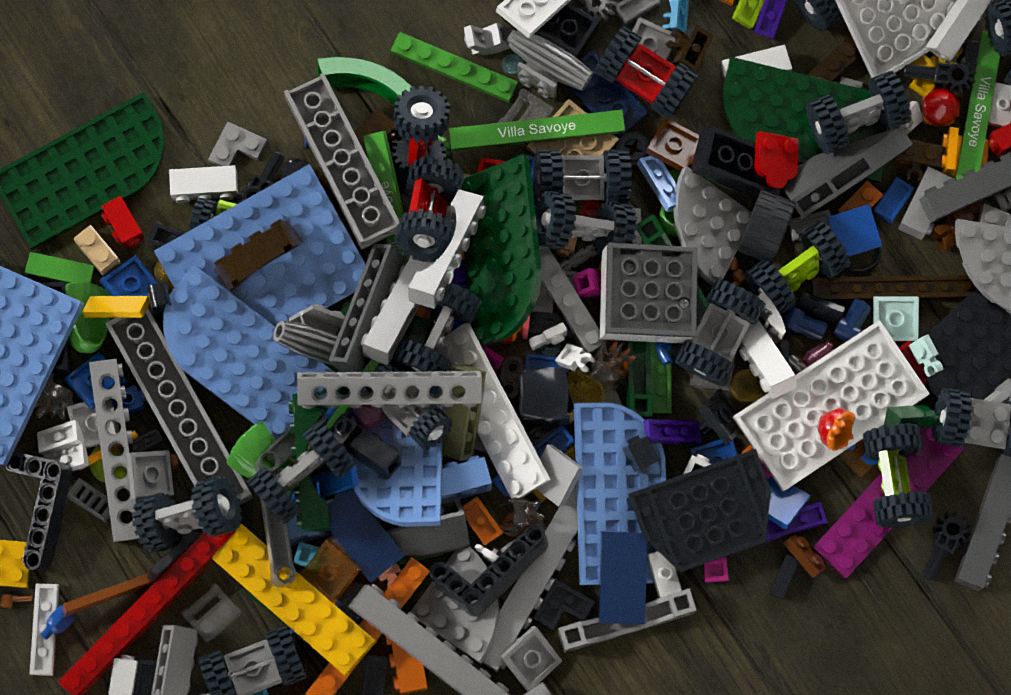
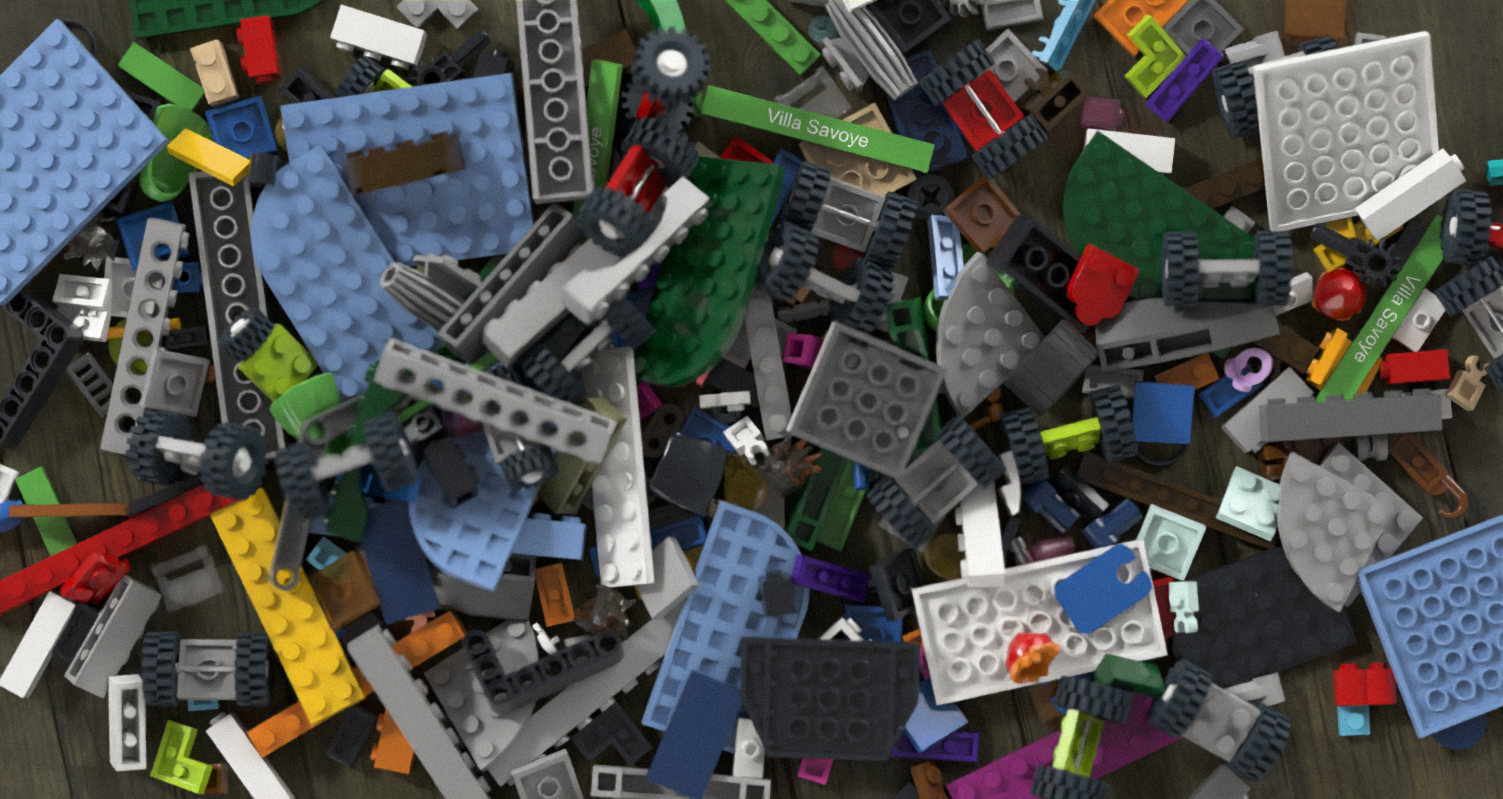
camera: 30 degrees right, 10 degrees up
(101, 615) = (54, 530): none -> bright green tile
(144, 635) = (95, 578): none -> red plate
(213, 424) = (268, 353): none -> lime plate
(726, 47) = (1101, 114): none -> clear pink brick
(863, 370) = (1094, 592): none -> blue piece
(903, 189) = (1234, 367): none -> lavender piece
(942, 269) = (1251, 503): none -> light aqua plate

